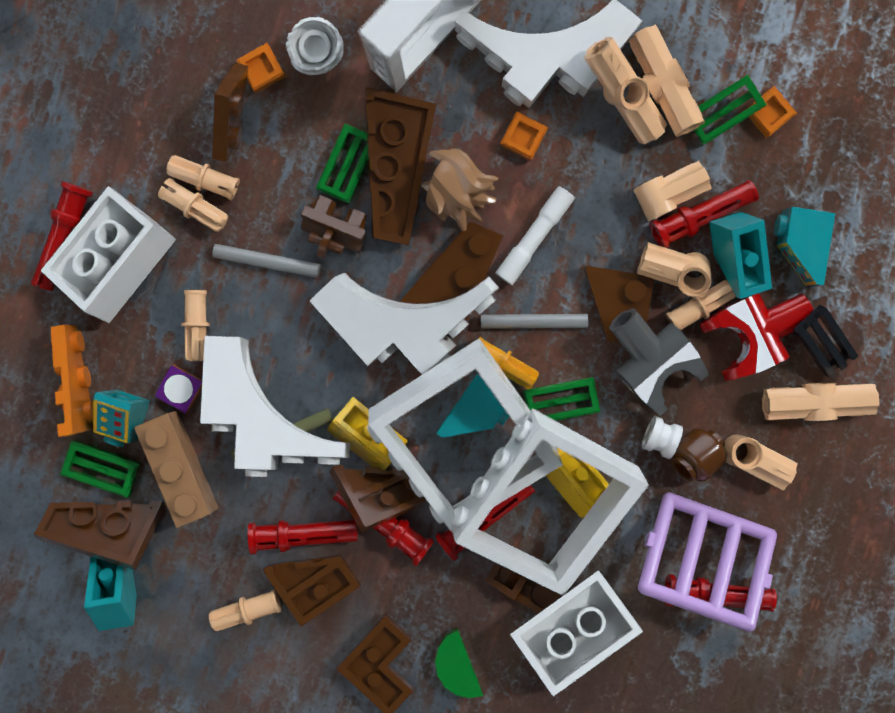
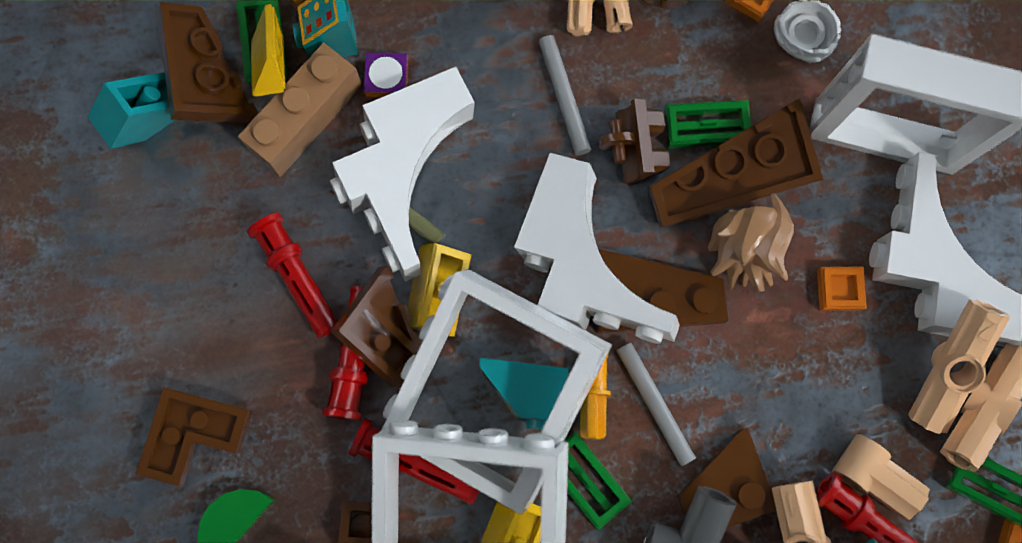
camera: 55 degrees right, 10 degrees down
(122, 474) = (267, 55): none -> yellow slope
(195, 324) = (463, 54): light nougat axle -> none
(245, 611) = (182, 258): light nougat axle -> none
(312, 584) = (245, 313): reddish brown wing -> none
(548, 217) = (773, 359): white piece -> none

